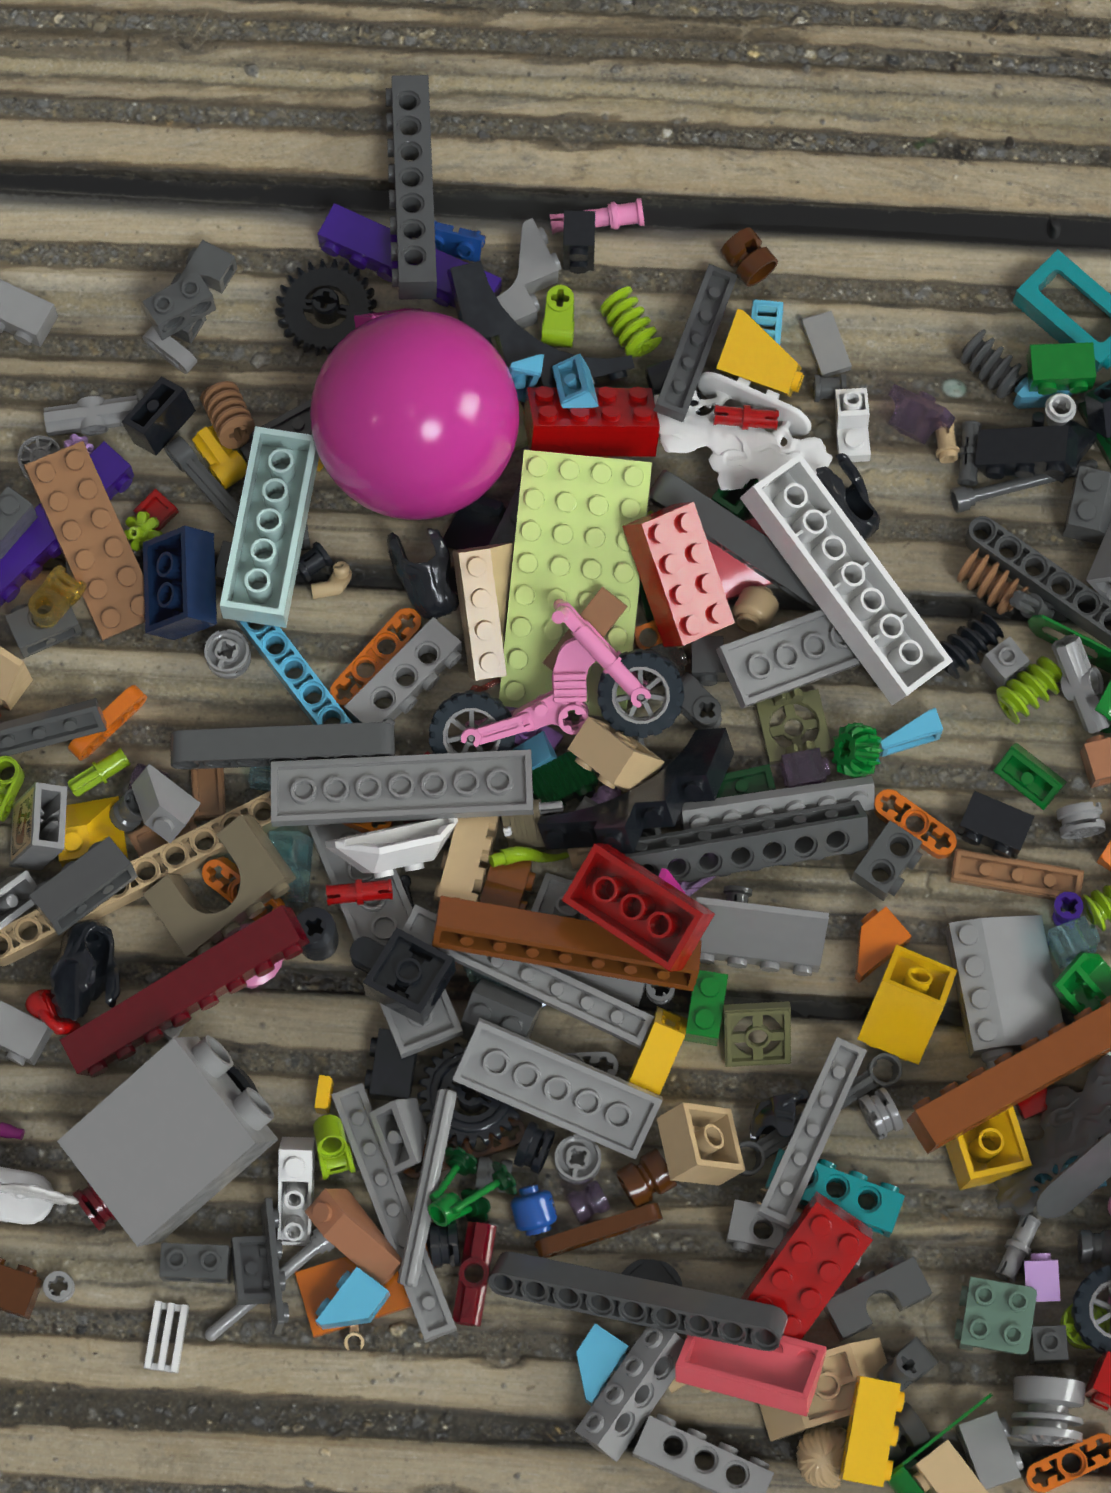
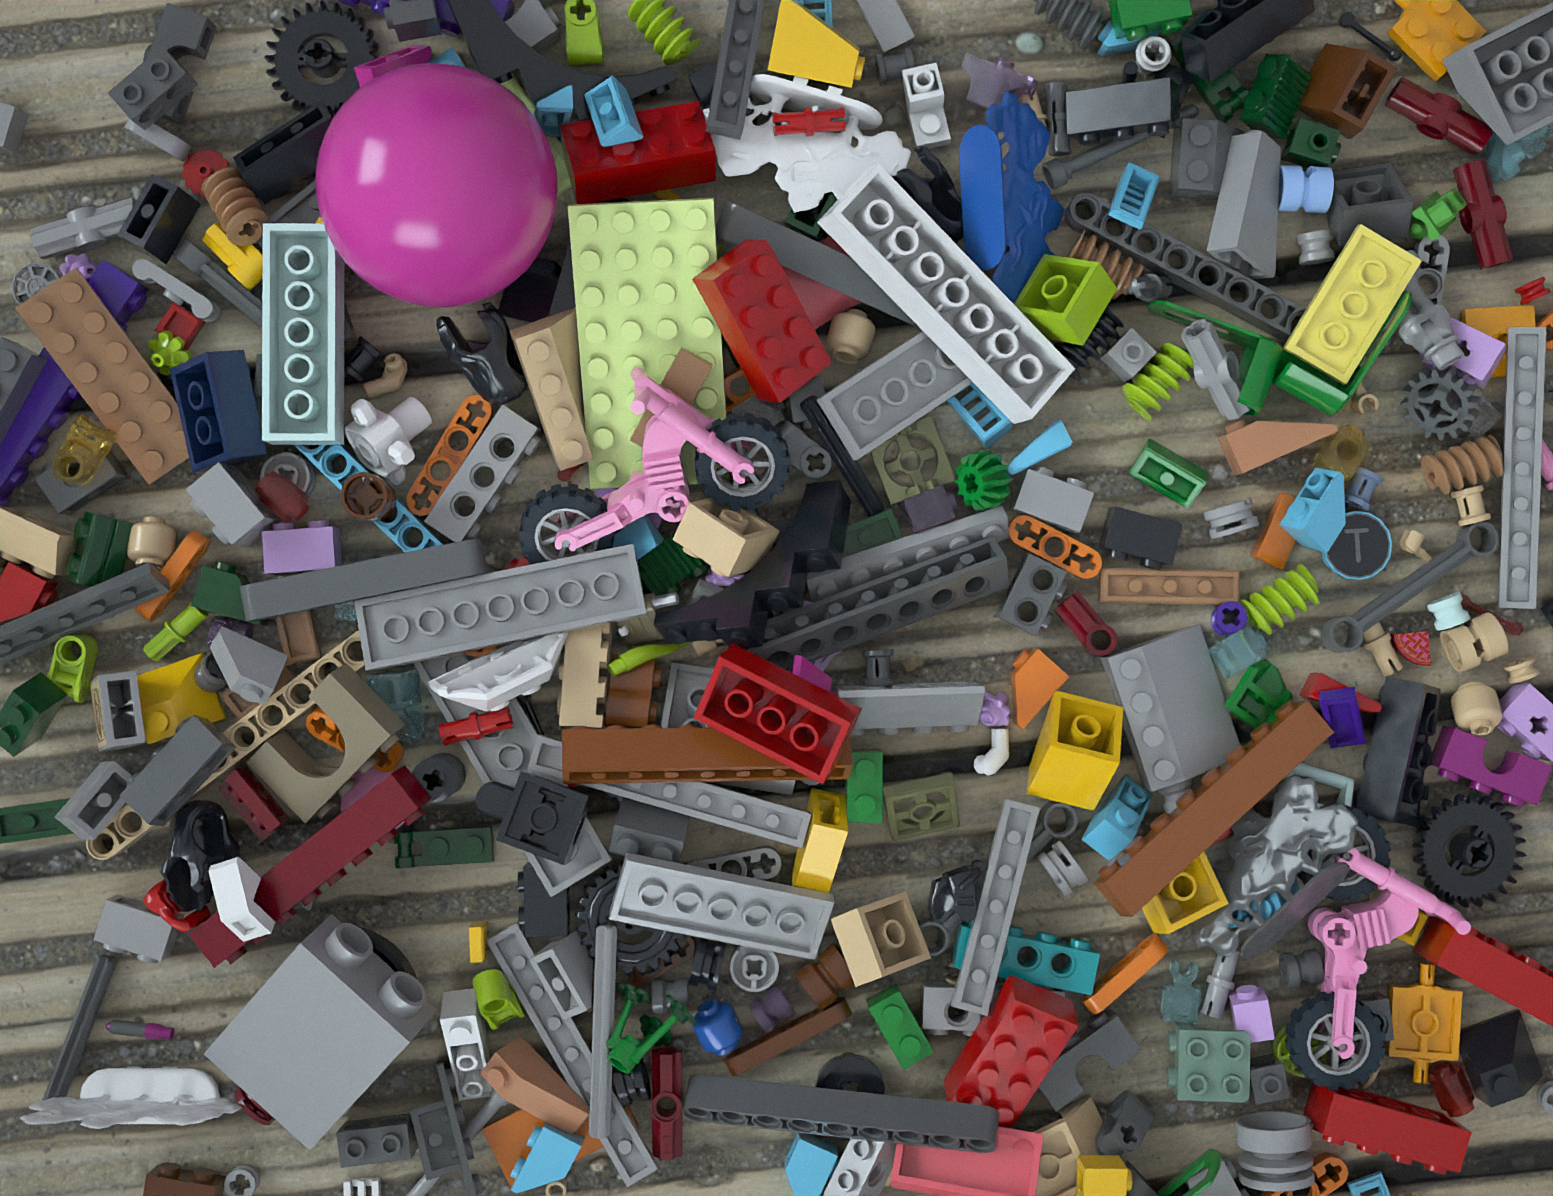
camera: 15 degrees left, 15 degrees up
(49, 685) = (99, 549): none -> dark green brick
(95, 684) = (151, 542): none -> tan head
(116, 996) = (234, 893): none -> white slope
(139, 935) = (253, 802): none -> dark red bracket
(150, 744) = (220, 591): none -> dark green slope
(161, 478) = (177, 290): none -> light grey plate
(176, 664) = (231, 505): none -> light grey brick
(199, 381) = (200, 167): none -> red piece
(220, 711) = (301, 549): none -> lavender brick
(223, 664) = (282, 497): none -> clear red brick
(282, 378) = (285, 154): none -> black brick
(301, 672) = (368, 496): none -> reddish brown wheel
(307, 1005) = (445, 846): none -> dark green plate
(323, 630) = (384, 438): none -> white piece
(706, 1236) = (899, 1026): none -> green brick
(731, 709) = (849, 468): none -> black axle
(834, 1003) = (996, 755): none -> white arm
(837, 959) = (994, 710): none -> lavender plant
(870, 710) = (995, 433): none -> medium azure slope
(918, 779) = (1052, 500): none -> light grey brick
(922, 523) = (1006, 205): none -> blue plant
(926, 1224) = (1125, 973): none -> orange beam
(934, 894) = (1083, 622): none -> dark red piece
(947, 1067) = (1117, 818): none -> medium azure slope
(954, 600) = (1066, 297): none -> lime brick
(978, 1259) = (1180, 999): none -> clear light blue plate
(1028, 525) = (1136, 189): none -> medium azure slope

